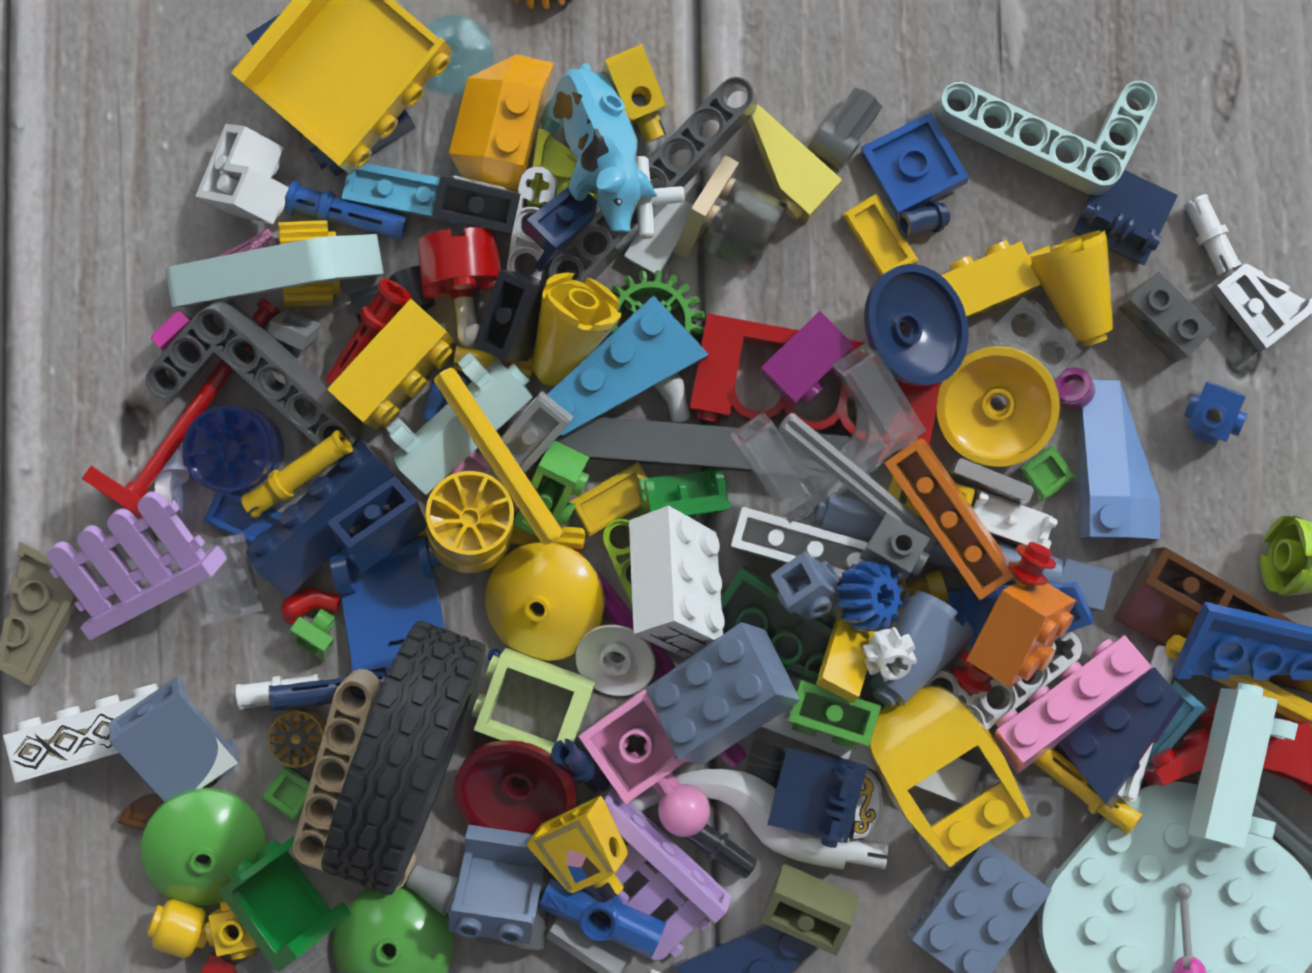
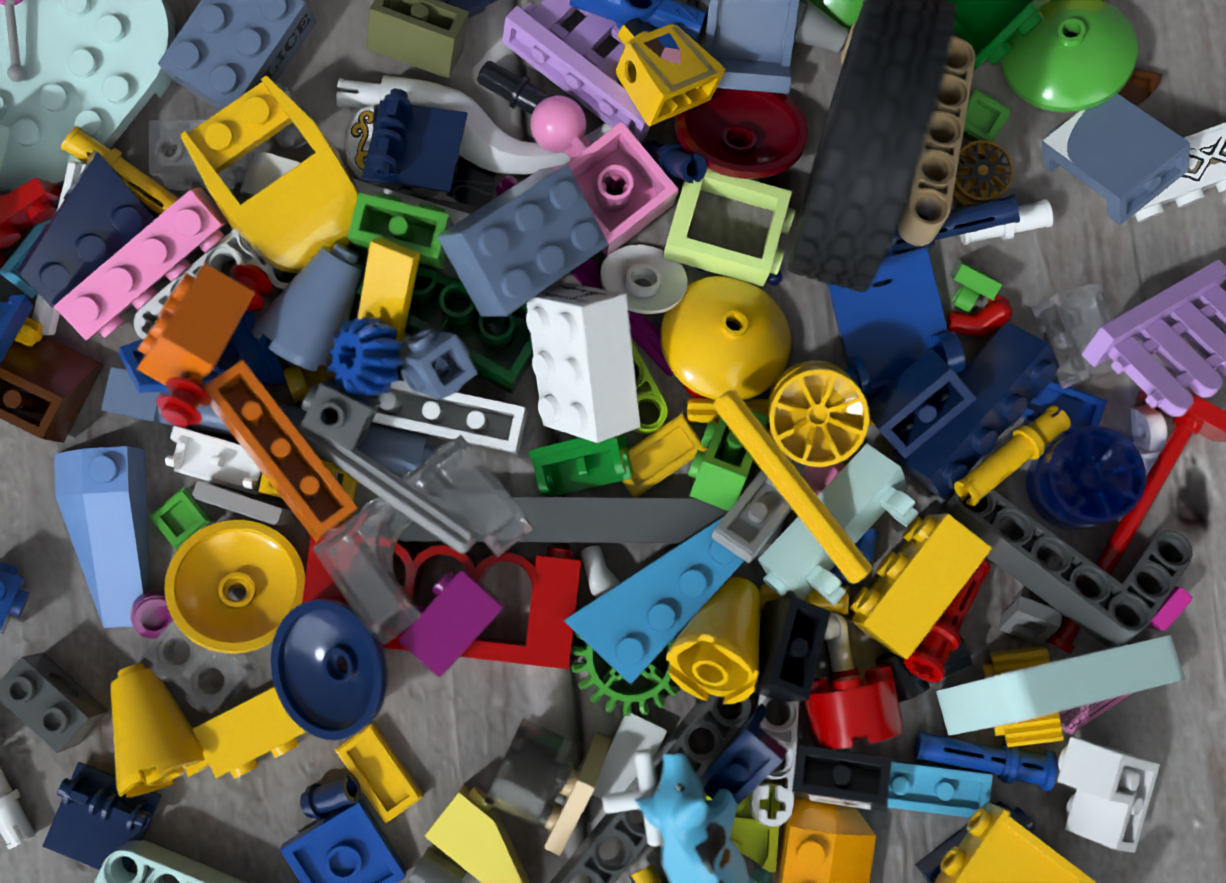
camera: 170 degrees right, 0 degrees up
(889, 654) = (339, 291): white gear -> none

